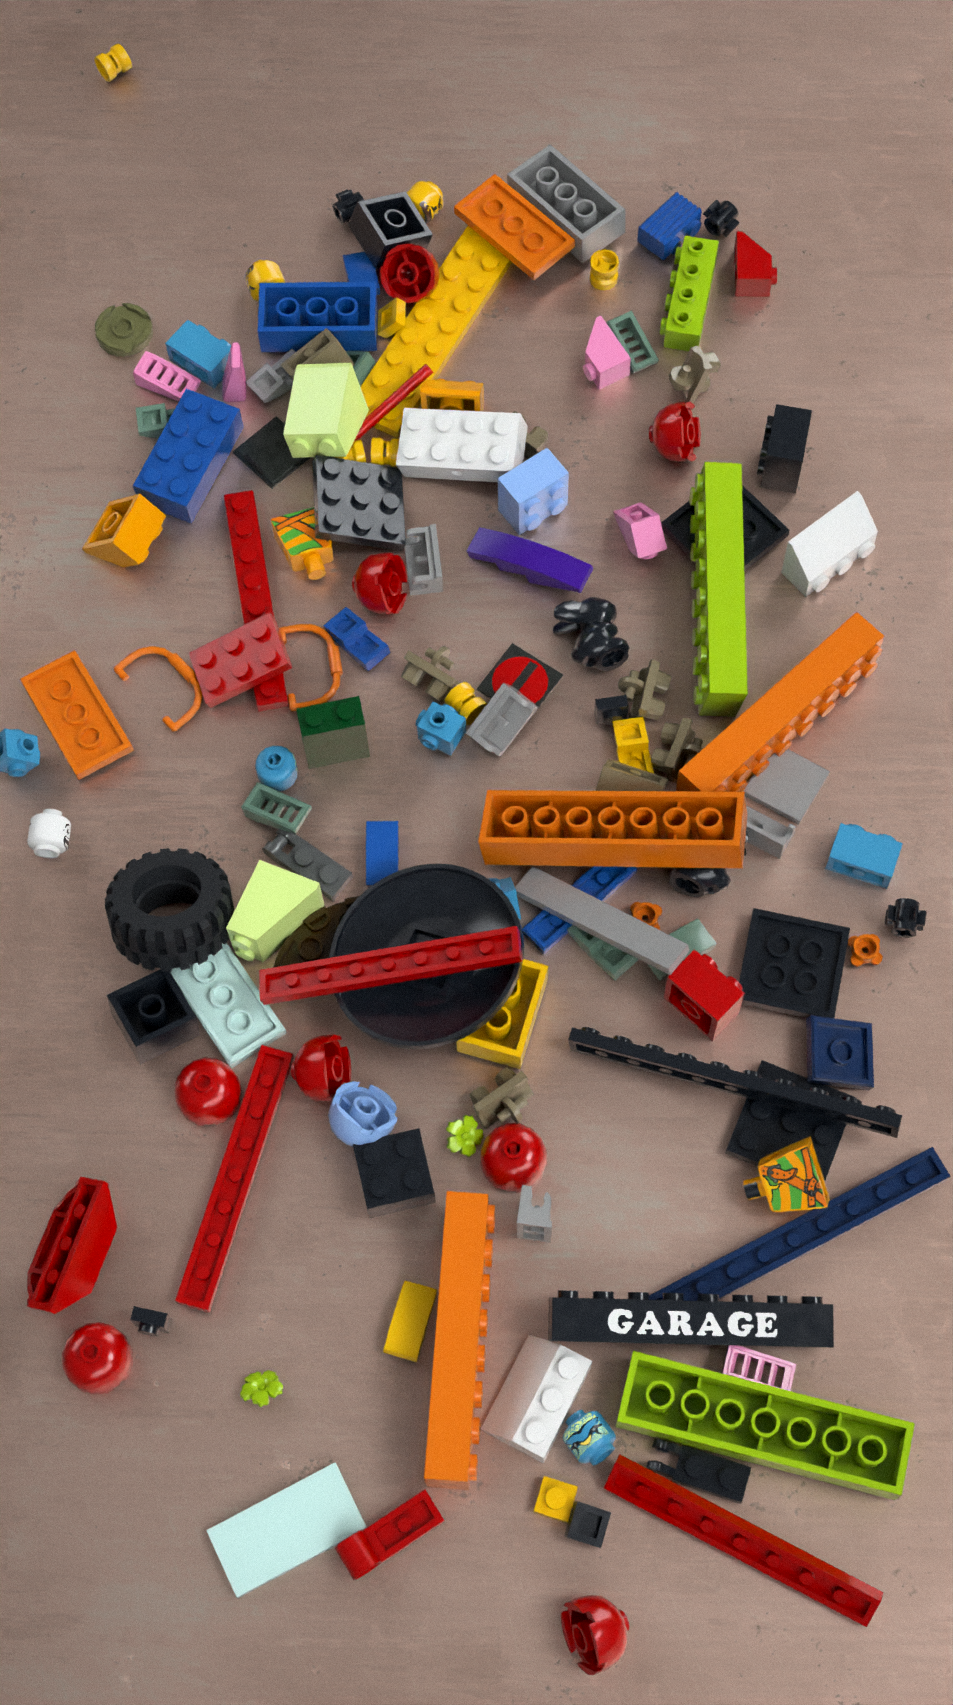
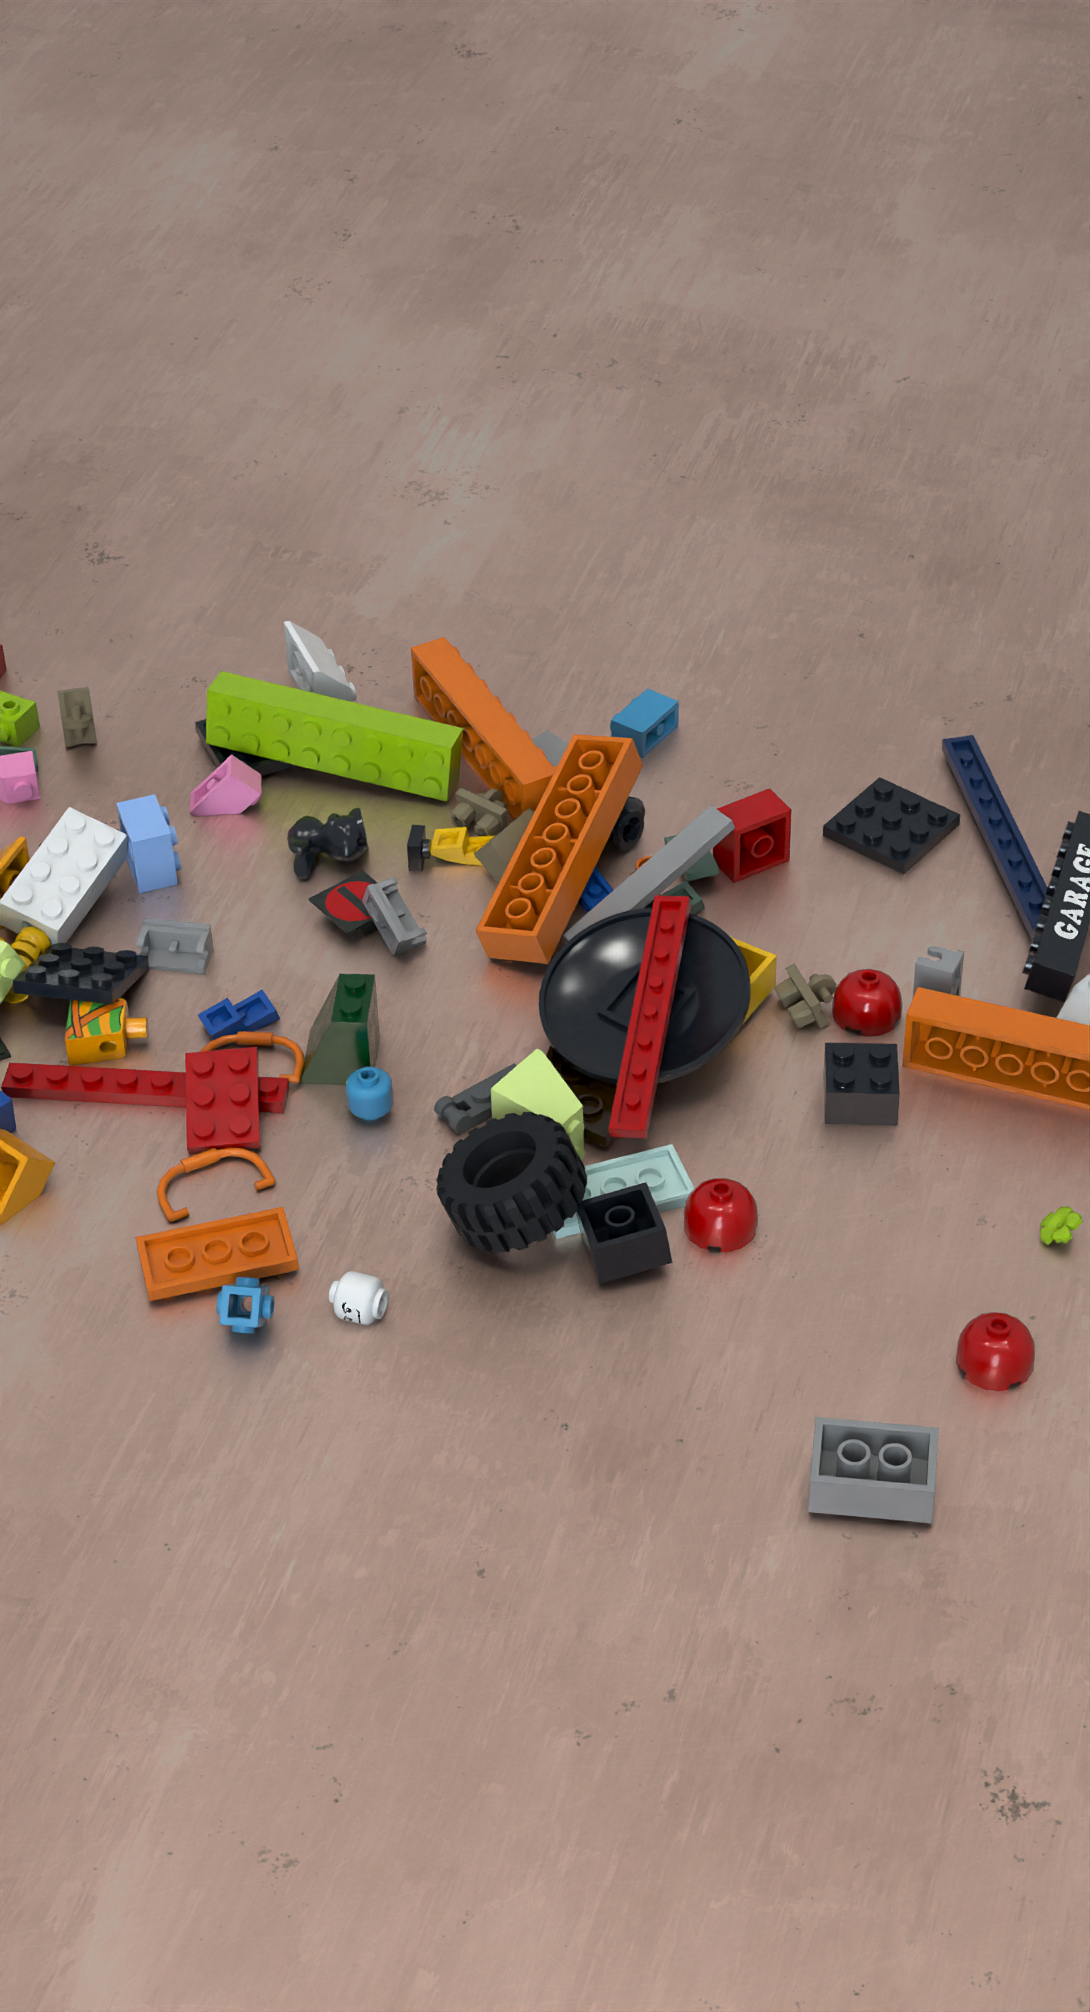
camera: 75 degrees left, 25 degrees down
(72, 1247) = (865, 1346): red wedge -> none
(150, 1321) = (967, 1297): black plate -> none
(234, 1179) = (830, 1209): red plate -> none
(263, 793) = (407, 1122): sand green slope -> none
(321, 1067) = (731, 1112): red cylinder -> none
(361, 1114) = (796, 1091): light blue cylinder -> none
(380, 583) = (188, 977): red cylinder -> none
(381, 850) = (491, 1034): blue slope -> none
(410, 1321) = (1022, 1105): yellow slope -> none
(418, 667) = (309, 957): dark tan hips -> none
(440, 728) = (385, 959): dark azure brick -> none
(465, 702) = (360, 945): yellow wheel -> none
(465, 1135) = (834, 1032): lime plant -> none
(528, 558) = (222, 866): dark purple slope -> none
(640, 689) = (400, 816): dark tan hips -> none
(676, 432) = (134, 741): red cylinder -> none
(745, 1084) = (841, 838): black plate -> none
(784, 448) = (191, 667): black brick -> none
(790, 1179) = (949, 818): torso -> none
(793, 964) = (729, 776): black plate -> none
(839, 1053) = (833, 776): dark blue tile -> none
(867, 941) = (736, 744): orange plate -> none
(905, 917) = (717, 710): black gear -> none

